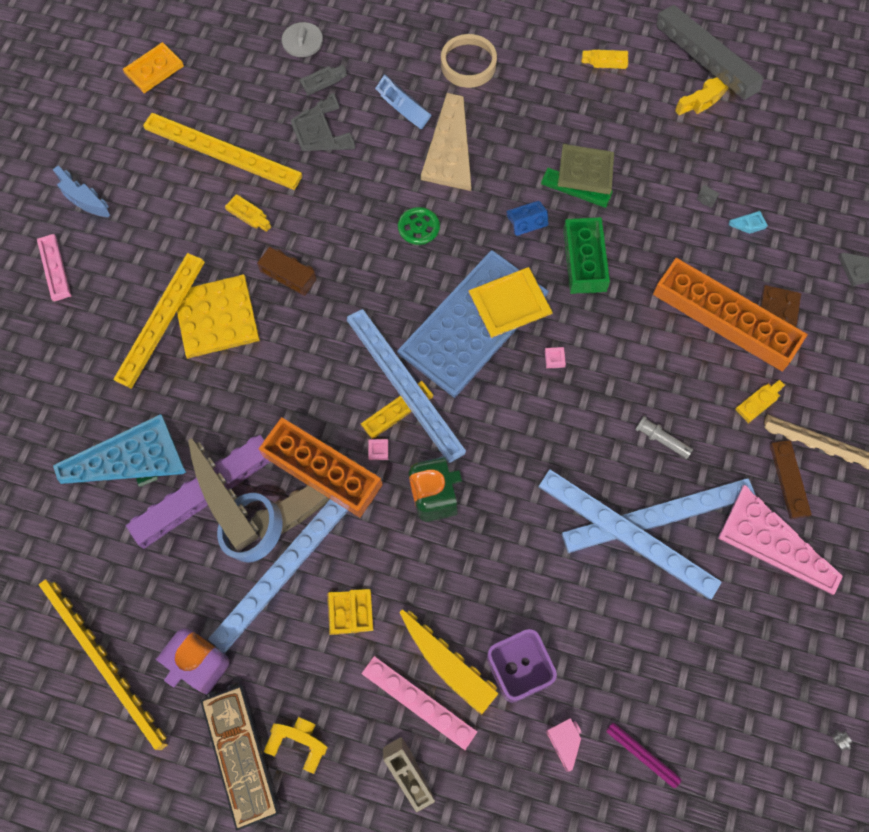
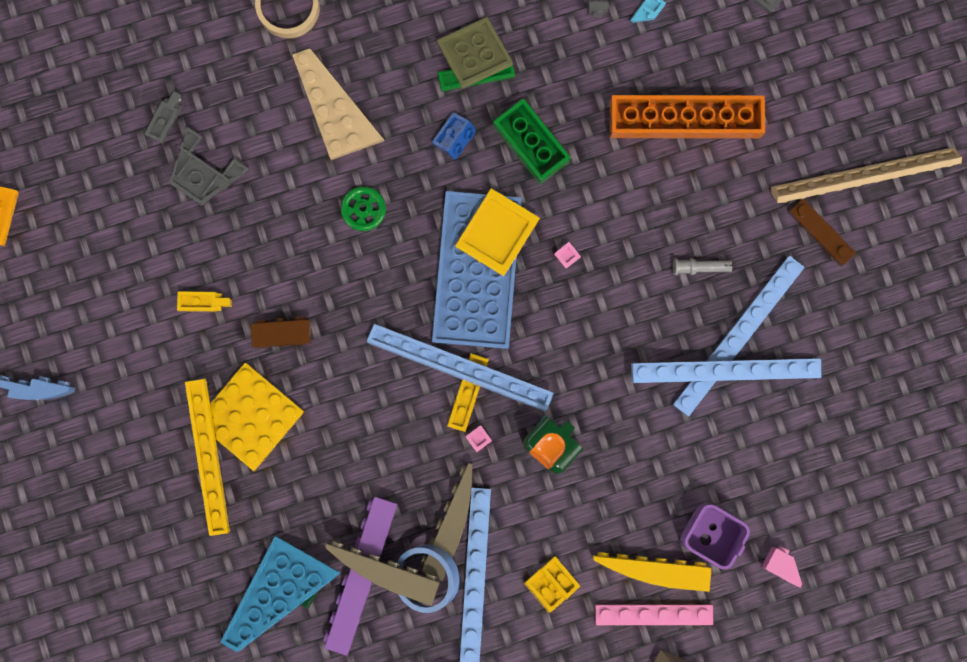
camera: 40 degrees left, 15 degrees up
(54, 267) = (67, 472): bright pink tile -> none
(223, 151) = (128, 256): yellow plate -> none
(302, 39) = (111, 87): light grey shield -> none
(320, 467) = (449, 492): orange brick -> none
(403, 102) = (259, 95): medium blue slope -> none
(643, 755) = (845, 534): magenta axle -> none
(759, 401) = (758, 178): yellow hinge -> none
(767, 537) = (831, 297): bright pink wing -> none
(781, 303) = (722, 76): reddish brown plate -> none

